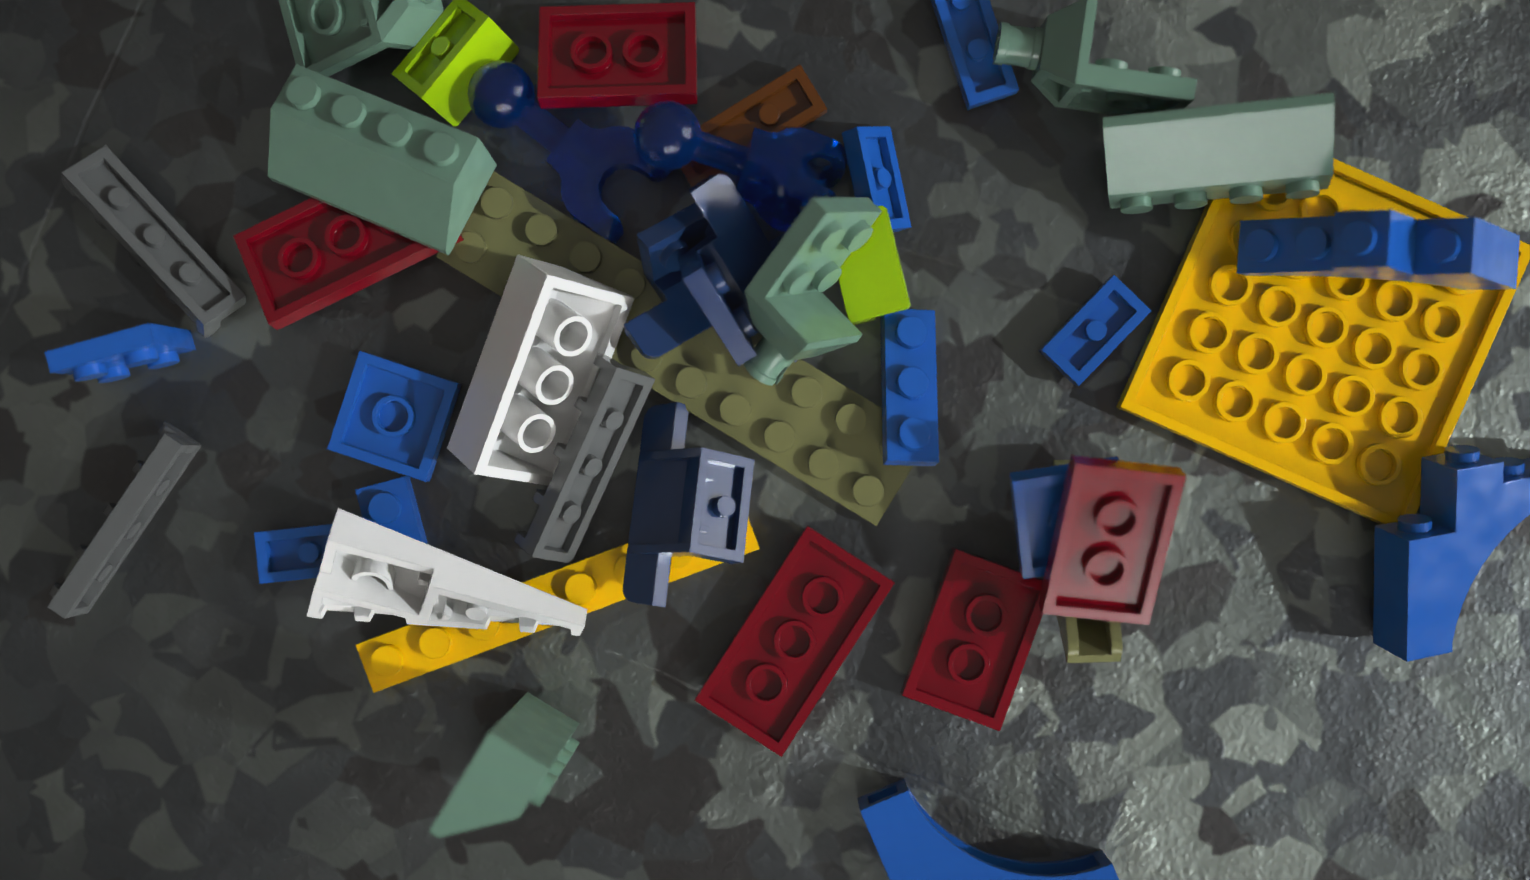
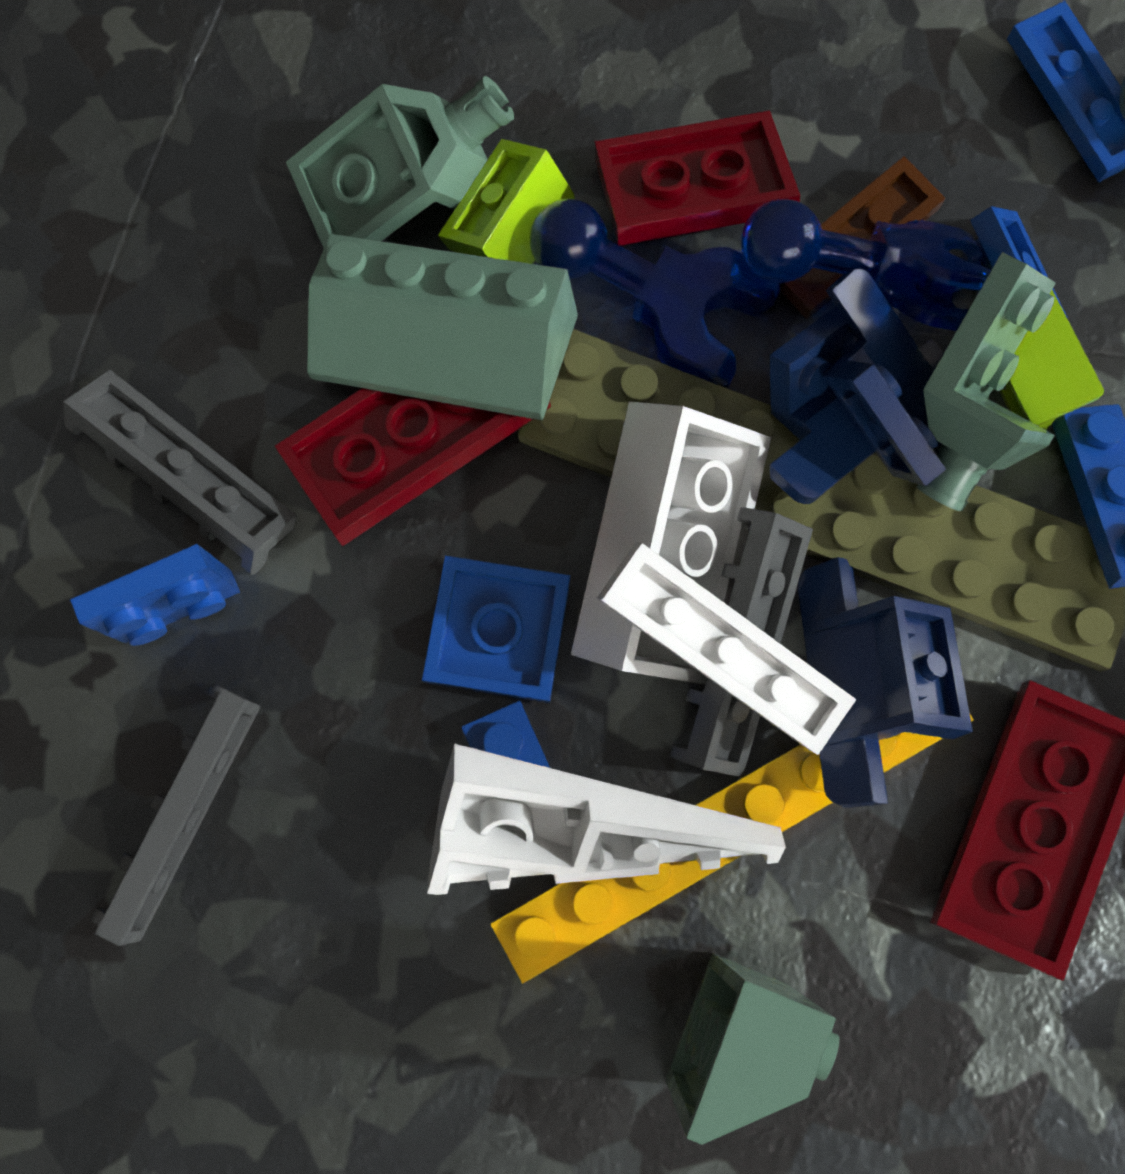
camera: 10 degrees left, 10 degrees down
(290, 552) = (395, 817): blue plate -> none
(554, 470) = (726, 647): none -> white plate

